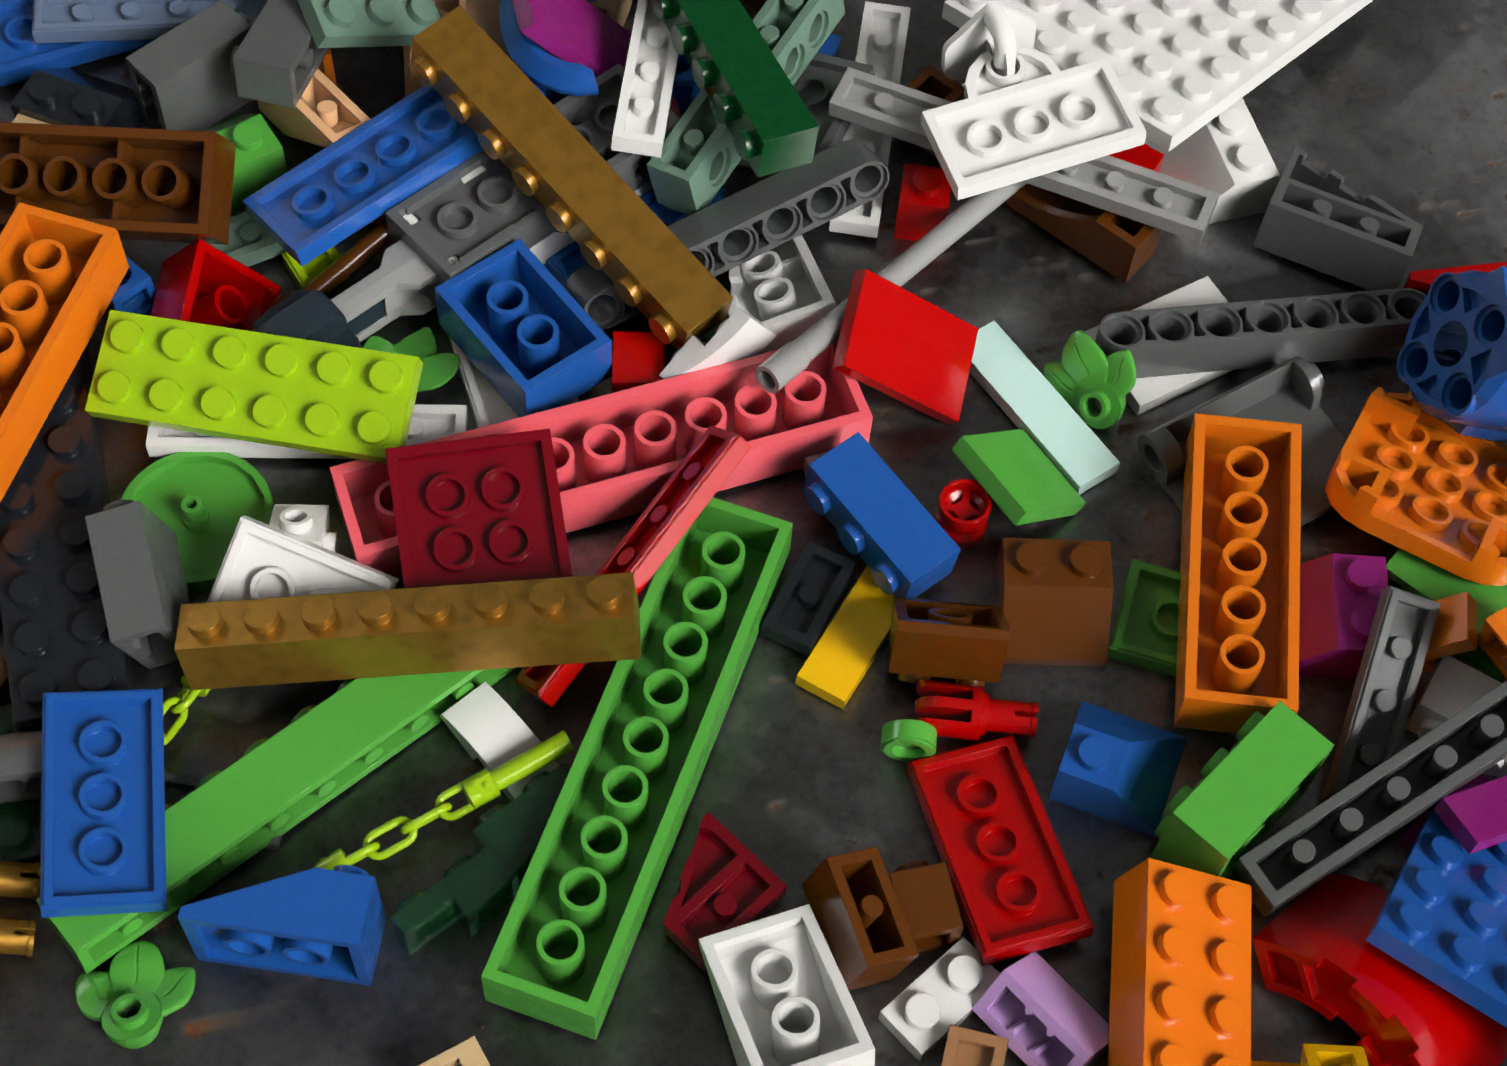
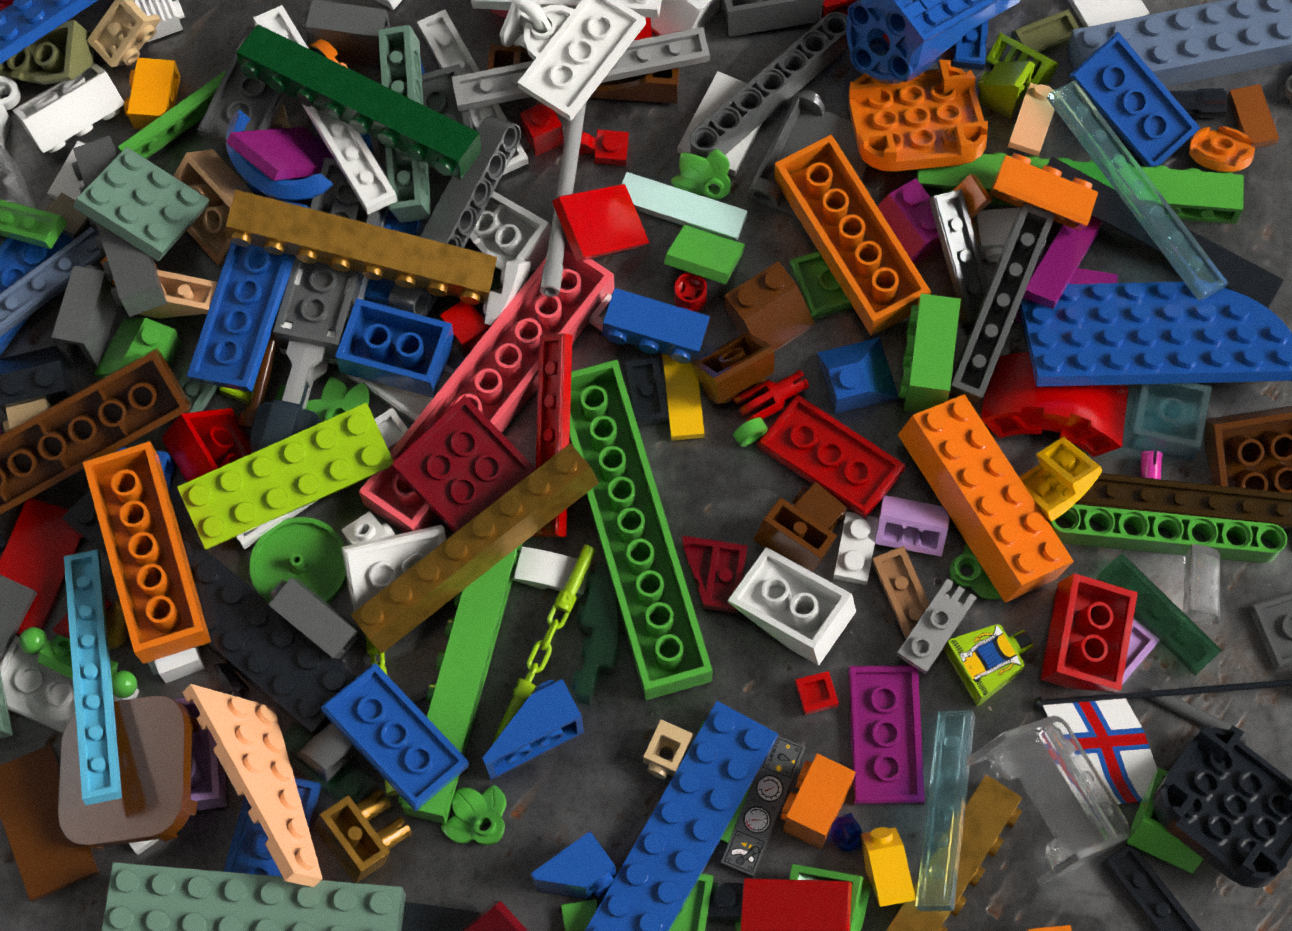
camera: 30 degrees left, 10 degrees up
(989, 279) = (608, 147): none -> red plate

